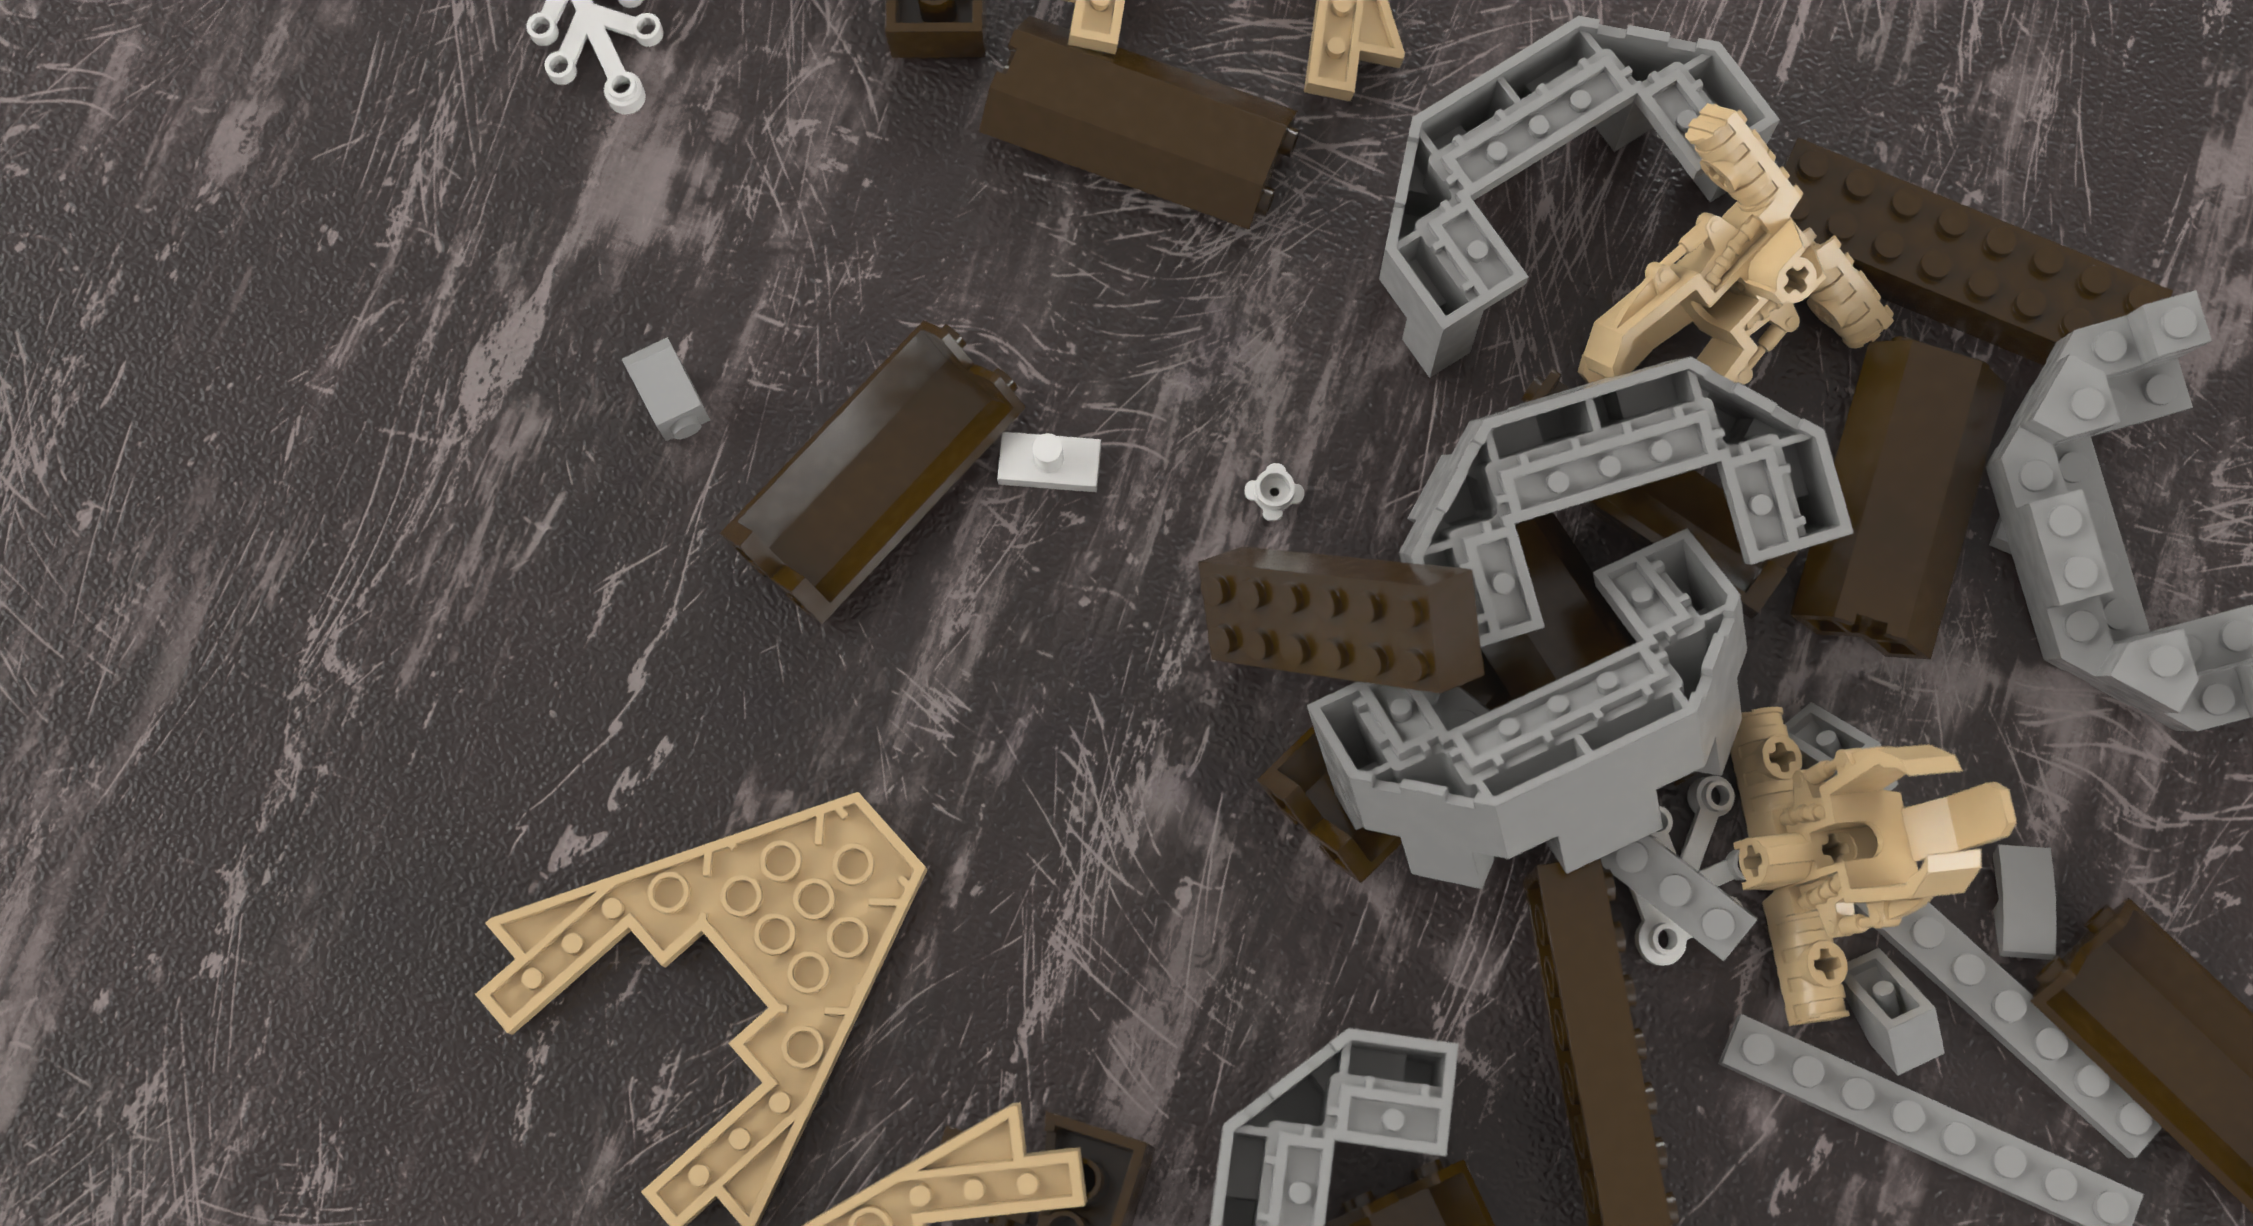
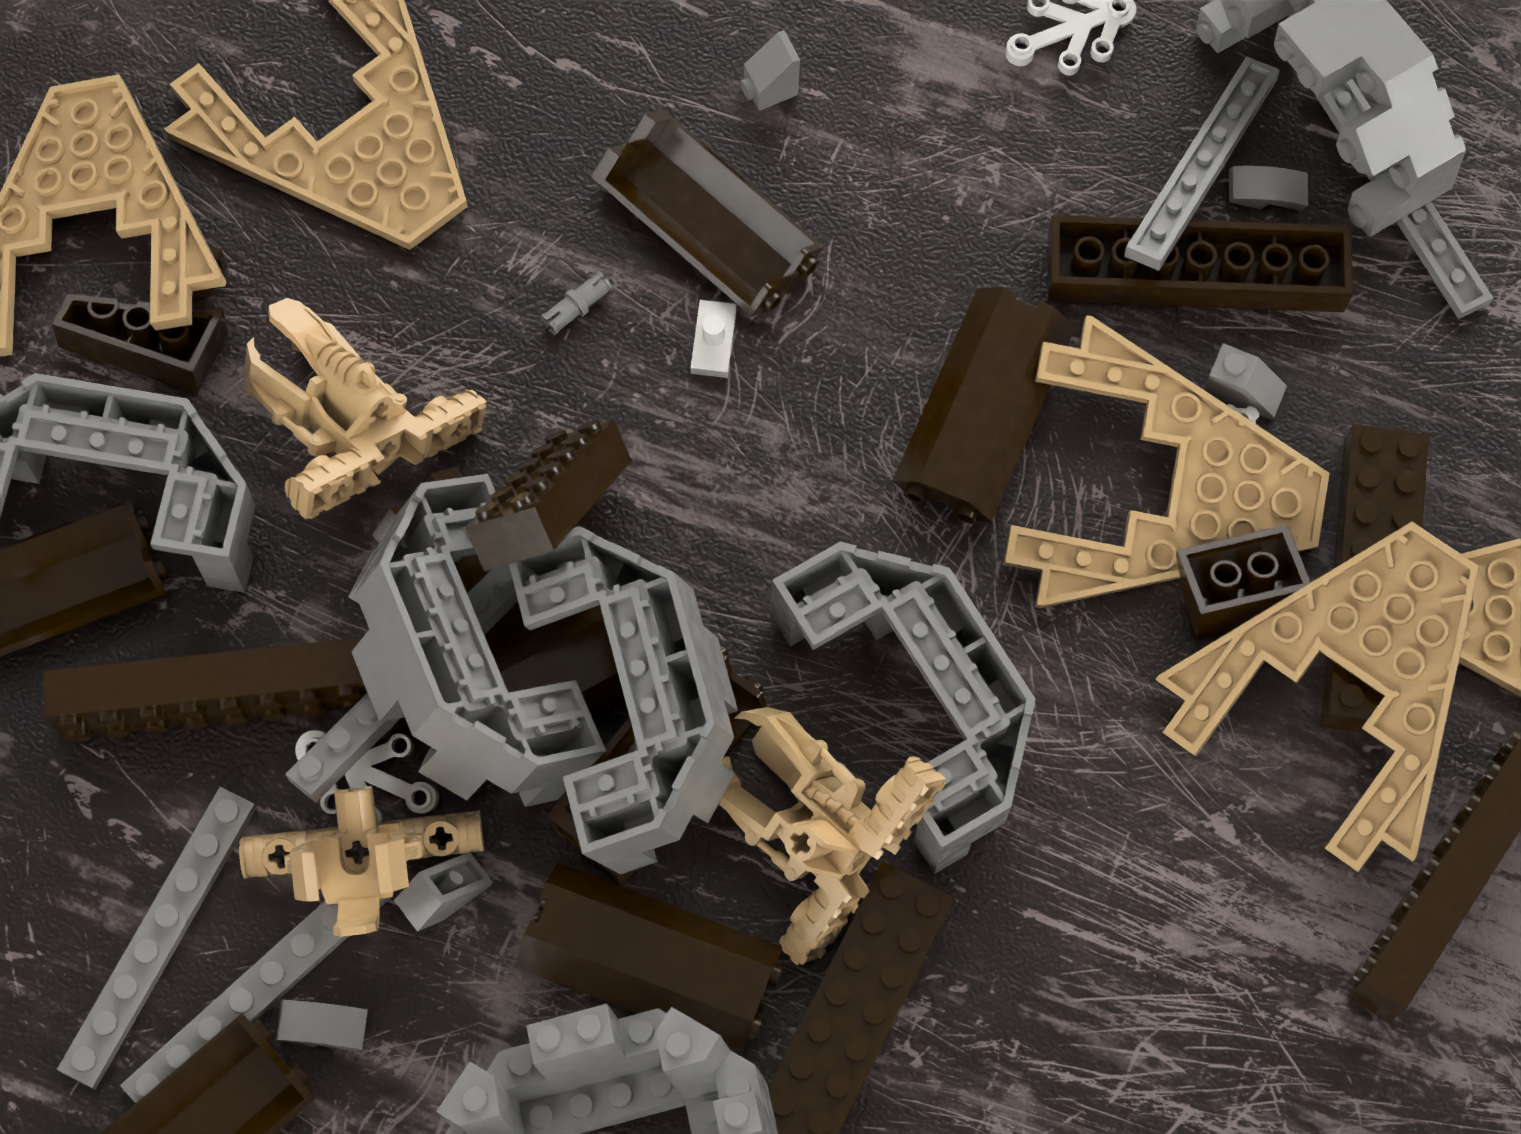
camera: 85 degrees right, 5 degrees down
(1004, 639) = (576, 302): none -> light grey pin
(1206, 912) = (349, 413): none -> tan piece
(1274, 477) = (679, 485): white plate -> none
(1892, 1012) = (245, 910): light grey slope -> none

